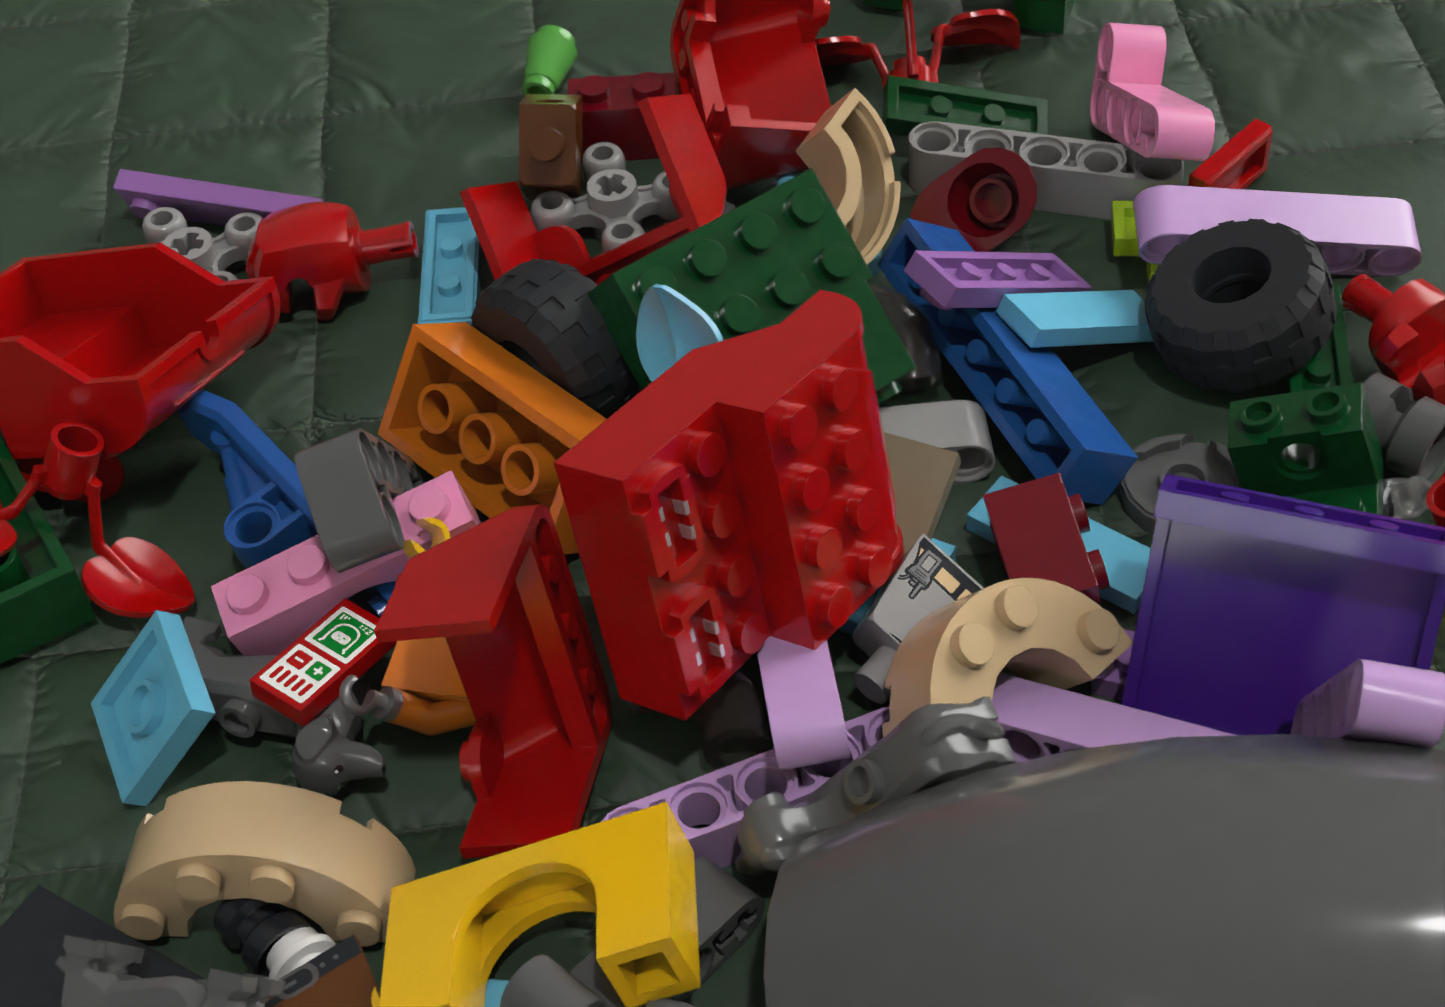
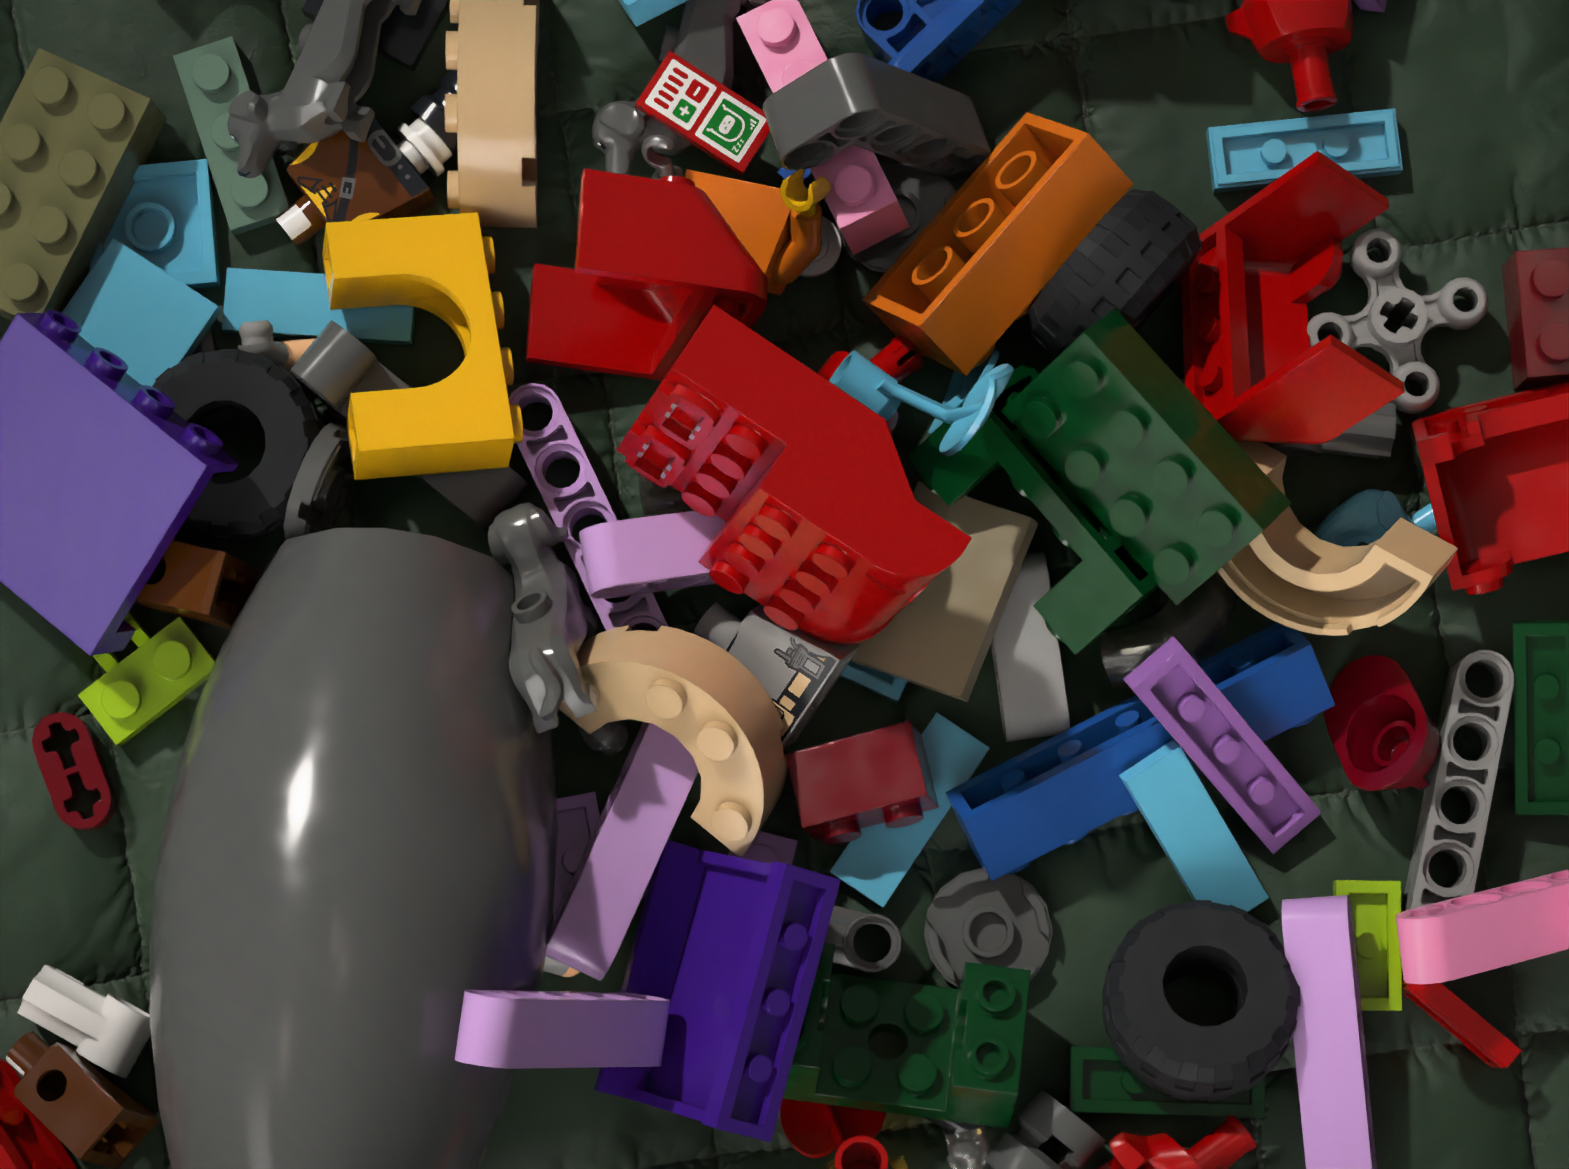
camera: 85 degrees right, 35 degrees up
(551, 144) = (1429, 246): reddish brown torso -> none

